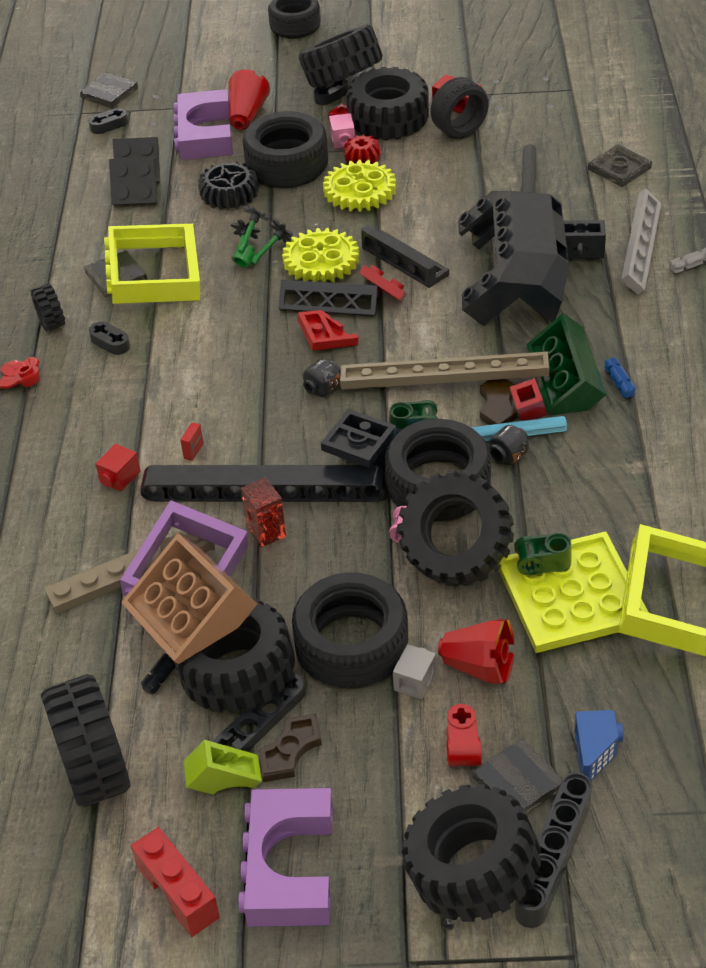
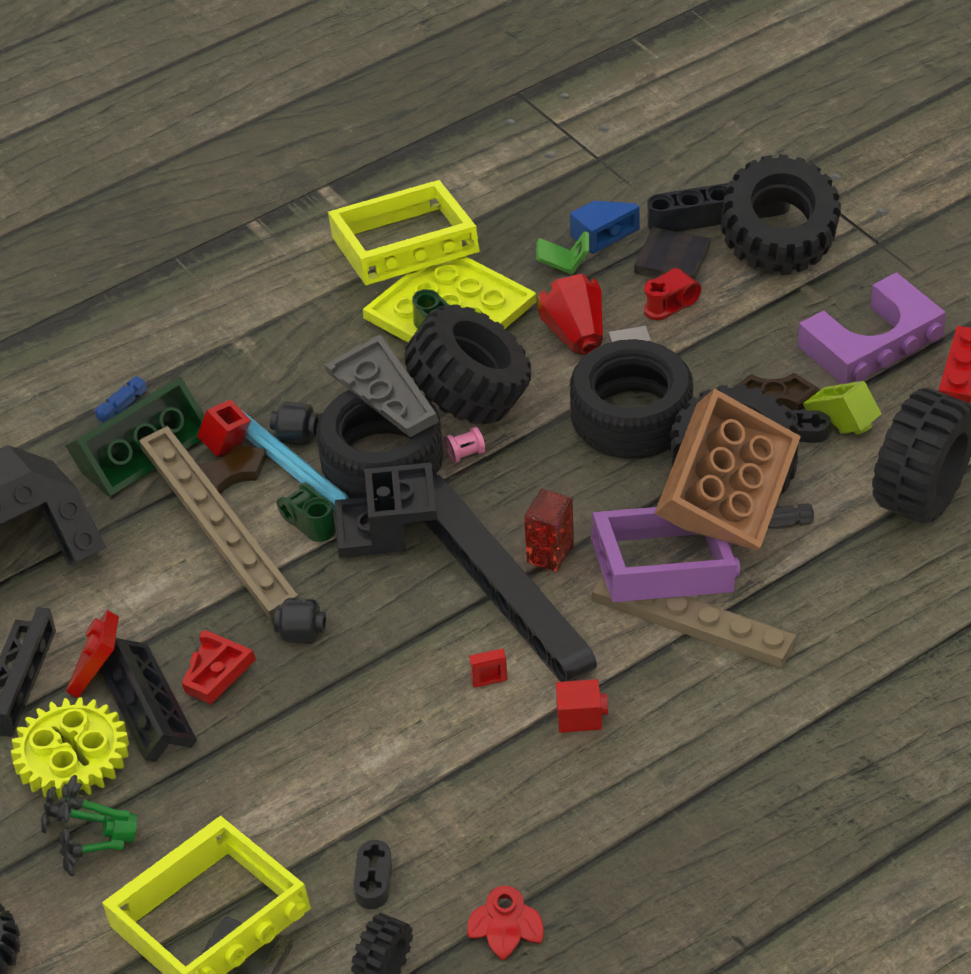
camera: 125 degrees left, 0 degrees up
(484, 461) = (384, 384): none -> dark grey wing
(579, 689) = (560, 257): none -> bright green bracket

